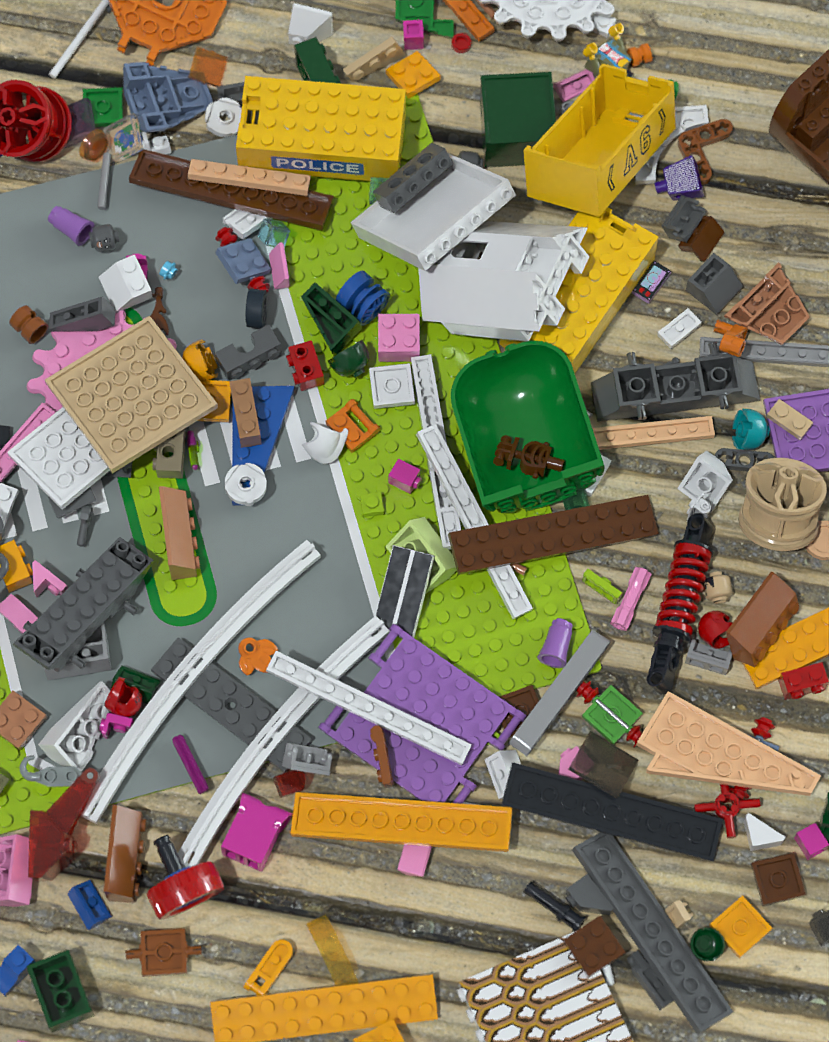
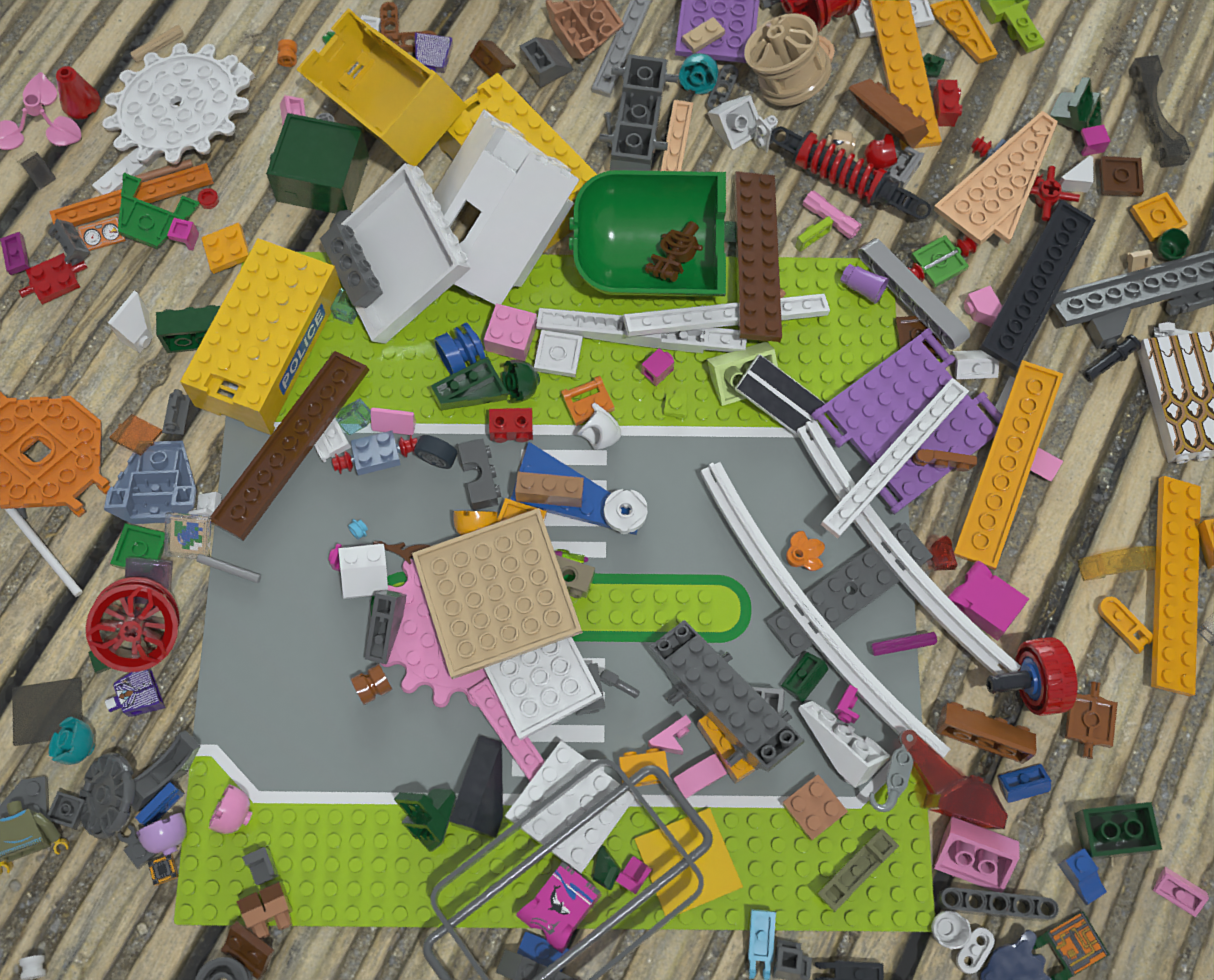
camera: 75 degrees left, 0 degrees up
(71, 225) = (269, 612): medium lavender plant -> none
(94, 145) = (184, 566): clear orange hat -> none
(103, 238) = (298, 582): dark grey head -> none
(123, 699) = (824, 690): red helmet -> none
(178, 534) = (657, 591): nougat slope -> none
(216, 124) = (202, 443): white plate -> none
(249, 177) = (284, 422): light nougat plate -> none
(307, 759) = (927, 532): light grey hinge -> none
(377, 58) = (198, 275): tan wing -> none
(594, 946) = (1165, 331): reddish brown plate -> none
(603, 764) = (992, 277): clear smoke piece -> none
(609, 53) = (280, 75): torso -> none
(679, 328) = (578, 101): white plate -> none
(683, 219) = (471, 64): dark grey hinge -> none
(733, 339) = (610, 54): orange beam -> none

